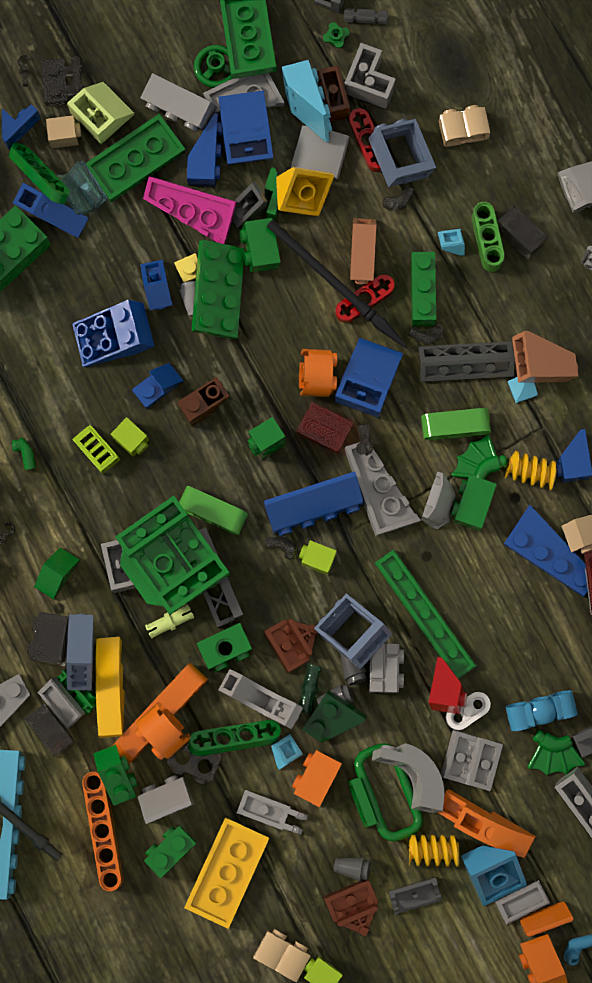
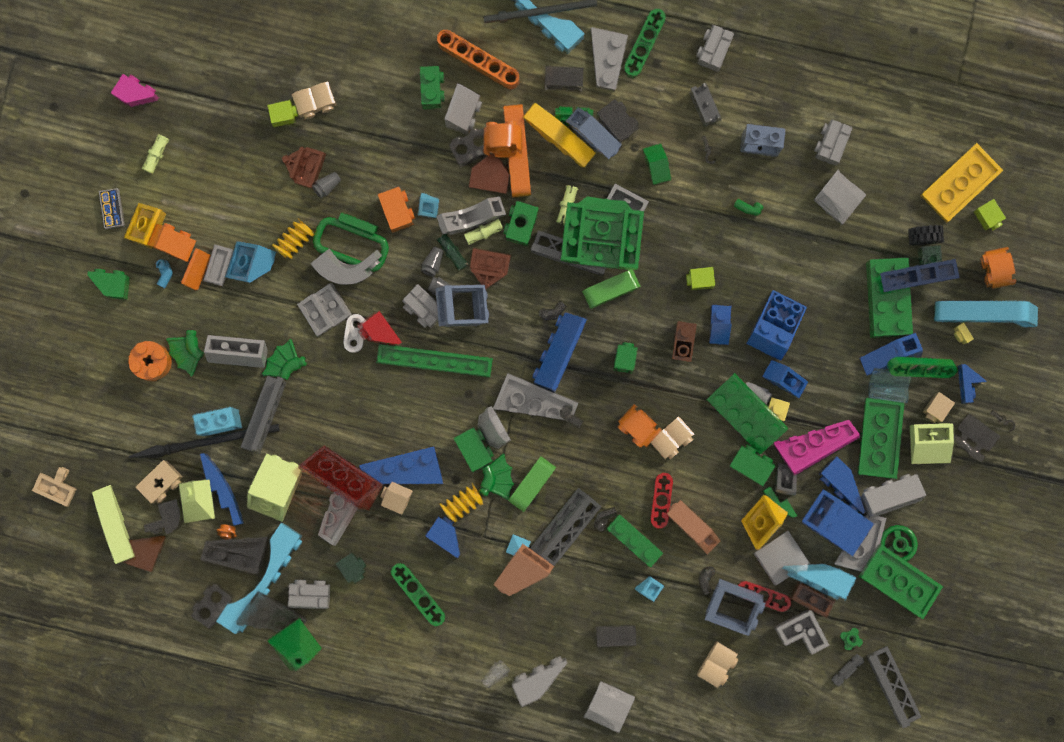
camera: 130 degrees right, 5 degrees up
(61, 702) = (575, 99): light grey tile -> none
(107, 463) = (697, 252): lime slope -> none
(115, 774) = (503, 92): green brick -> none
(203, 714) = (490, 175): none -> copper slope
(226, 873) = (389, 110): yellow plate -> none
(233, 733) = (460, 180): green beam -> none
(264, 676) = (483, 232): none -> yellowish green pin
(269, 811) = (401, 165): light grey hinge -> none
(297, 335) = (672, 437): none -> tan brick
(317, 557) = (526, 326): lime brick -> none
(324, 427) = (601, 402): clear red plate -> none
(332, 718) = (422, 249): dark green wing -> none
(362, 307) = (656, 492): black piece -> none
(368, 377) = (609, 457): blue slope -> none
(414, 895) = (279, 206): dark grey hinge -> none
(486, 827) = (279, 280): orange slope -> none
(489, 226) = (641, 615): bright green beam -> none
(541, 710) = (315, 376): dark azure piece -> none

